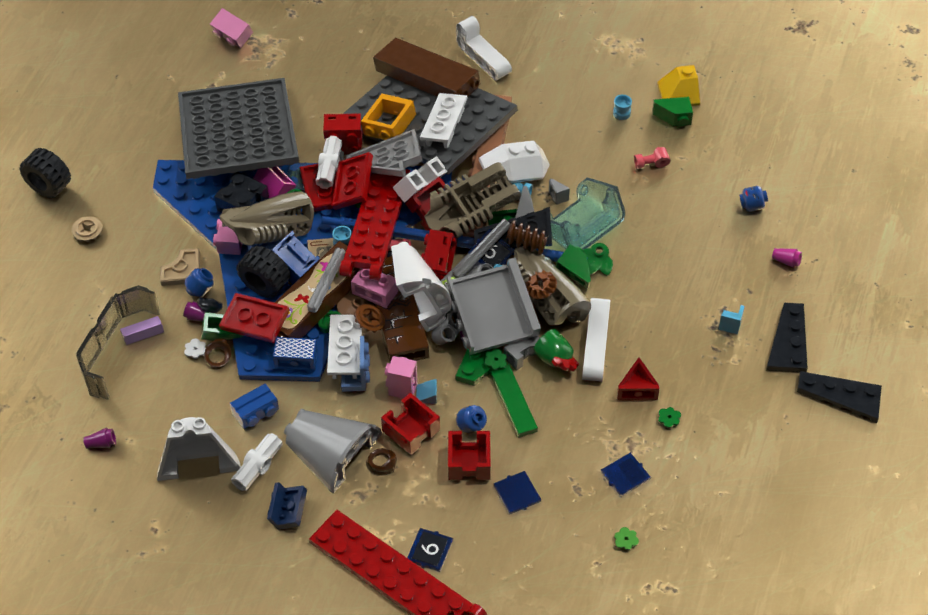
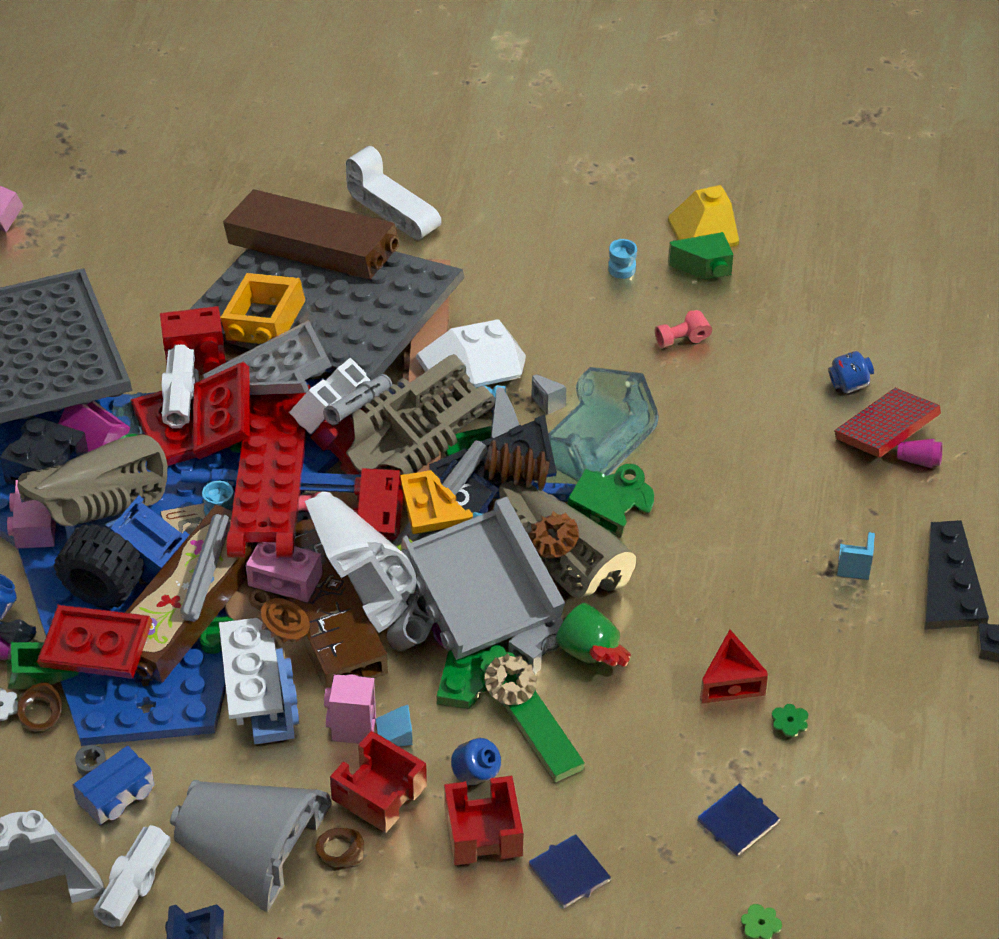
camera: 10 degrees left, 5 degrees down
(240, 384) = (88, 752): none -> dark grey bush
(295, 353) = (170, 691): blue panel -> none
(440, 180) = (355, 400): none -> light grey pin
(443, 119) = (352, 300): white brick -> none
(469, 256) = (430, 503): none -> light orange wing
(499, 379) = (510, 692): none -> tan gear
(596, 340) = (652, 614): white beam -> none
(770, 234) = (887, 422): none -> red tile

